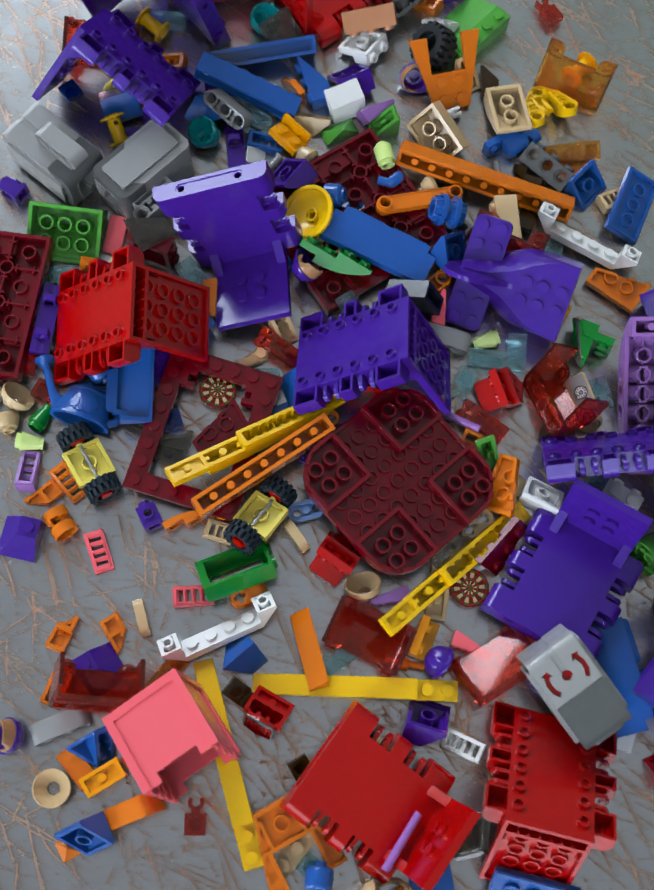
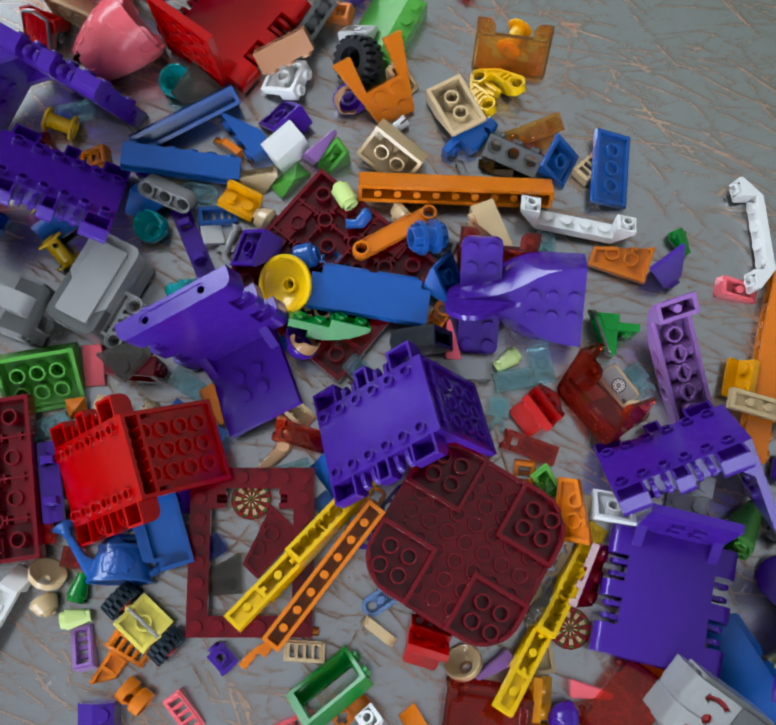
camera: 10 degrees left, 5 degrees up
(260, 515) = (337, 625): plate -> none
(462, 421) = (513, 455): medium lavender bar -> none
(487, 80) = (424, 78): dark brown slope -> none
(527, 220) = (510, 217): dark brown slope -> none

